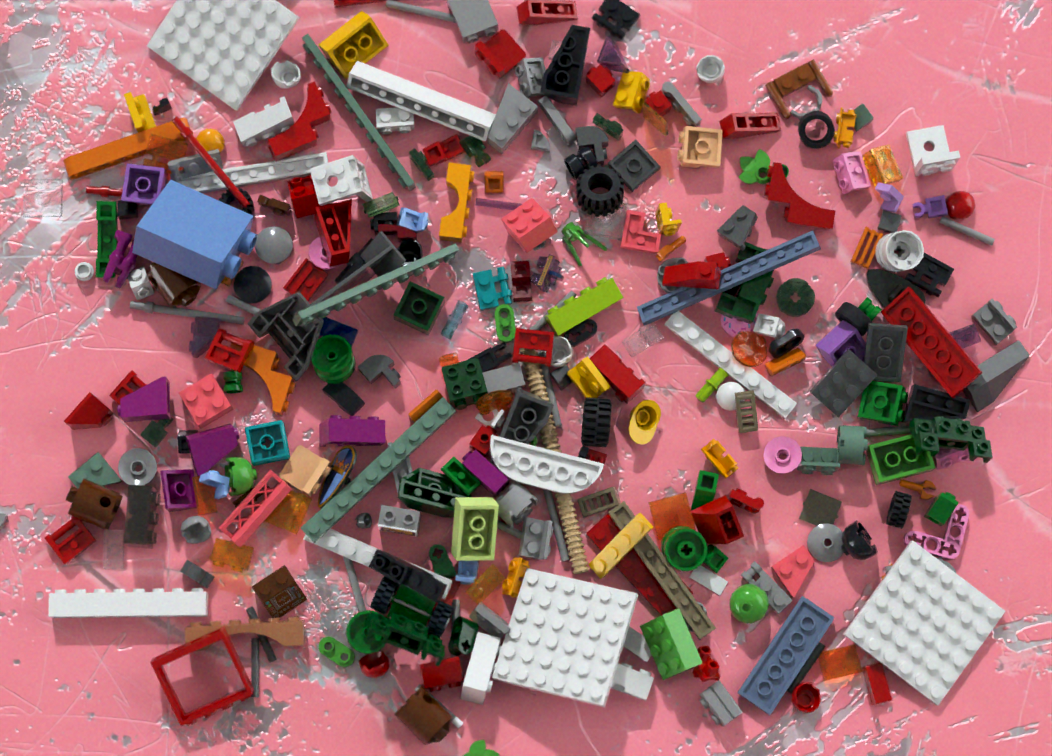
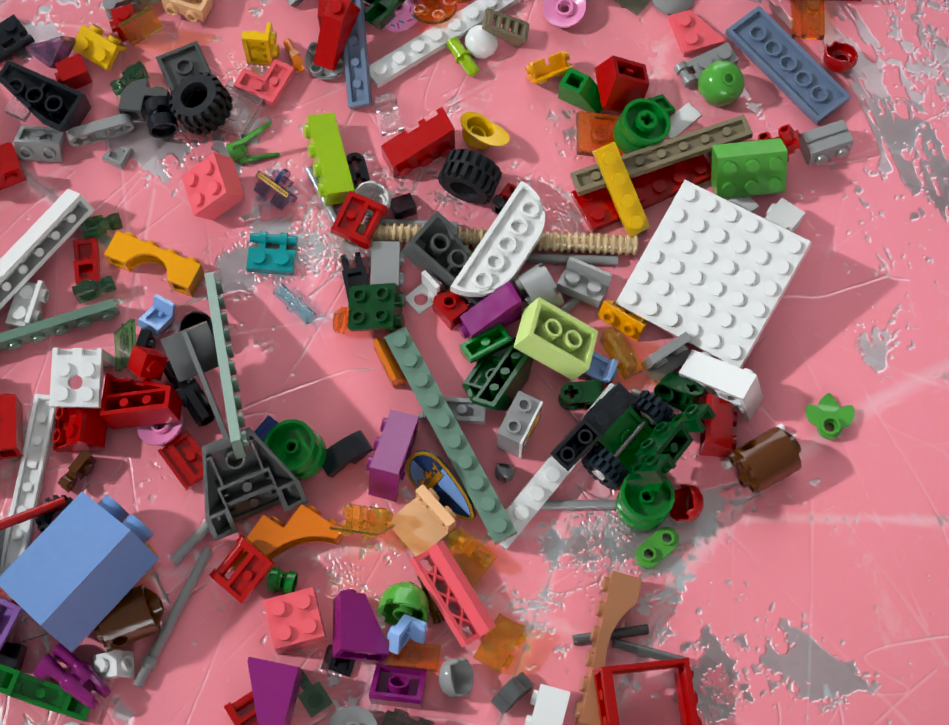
camera: 70 degrees left, 10 degrees down
(203, 332) = (208, 599): clear purple slope -> none
(252, 284) = (169, 524): black dish -> none
(257, 435) = (381, 573): teal brick -> none
(273, 245) = (127, 486): light grey dish -> none
(279, 592) = (565, 595): reddish brown slope -> none
(289, 427) = (364, 521): none -> clear yellow hinge
(365, 227) = (146, 363): none -> red brick
(377, 366) = (321, 401): dark grey brick -> none
(401, 232) = (170, 327): dark red slope -> none
(419, 308) = (267, 335): dark green brick -> none
(494, 182) = (146, 217): orange slope -> none
(494, 400) = (409, 280): clear orange dish -> none
(496, 204) = (174, 220): clear purple bar -> none
(505, 324) = (319, 250): bright green plate -> none
(511, 118) = (74, 171): light grey wedge -> none
(521, 281) = (275, 221): dark red slope -> none
(583, 507) = (560, 188): dark tan slope -> none
(588, 379) = (415, 174): yellow bracket -> none
(745, 502) = (605, 50): red plate -> none
(806, 667) = (800, 40): pearl dark grey bar -> none

